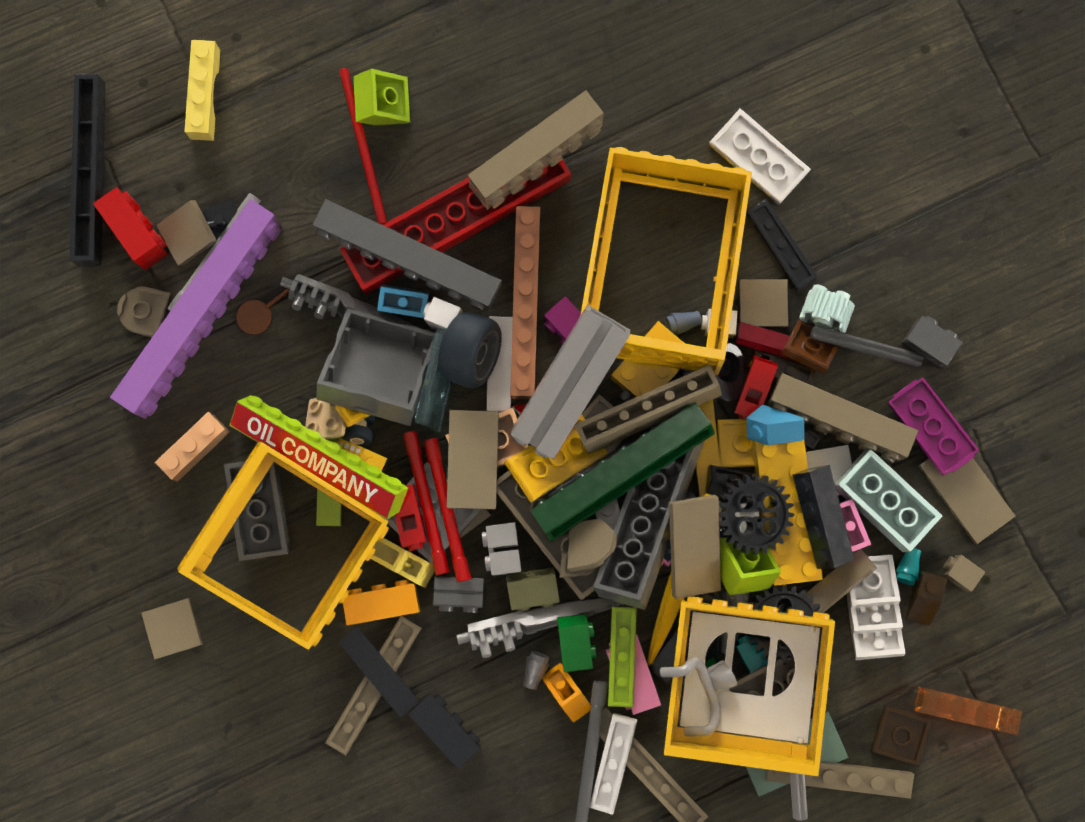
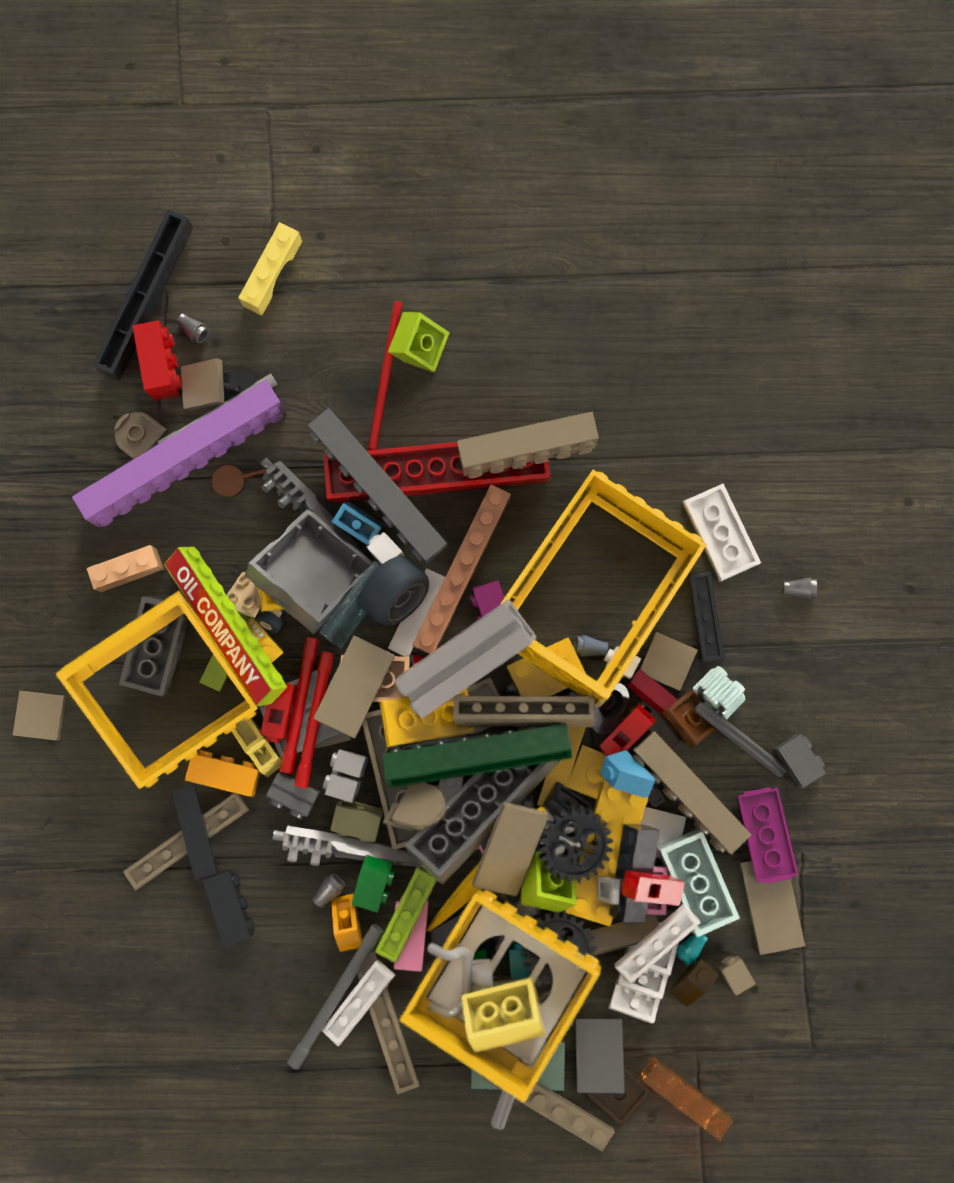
camera: 25 degrees right, 0 degrees up
(152, 182) = (194, 329): none -> flat silver cone
(760, 705) = (502, 1015): none -> light yellow brick
(806, 544) = (608, 890): none -> light grey tile
(847, 522) = (652, 888): none -> brick
(860, 176) = (801, 588): none -> flat silver cone
(868, 708) = (600, 1056): none -> dark grey tile
(875, 575) = (657, 943): none -> white tile

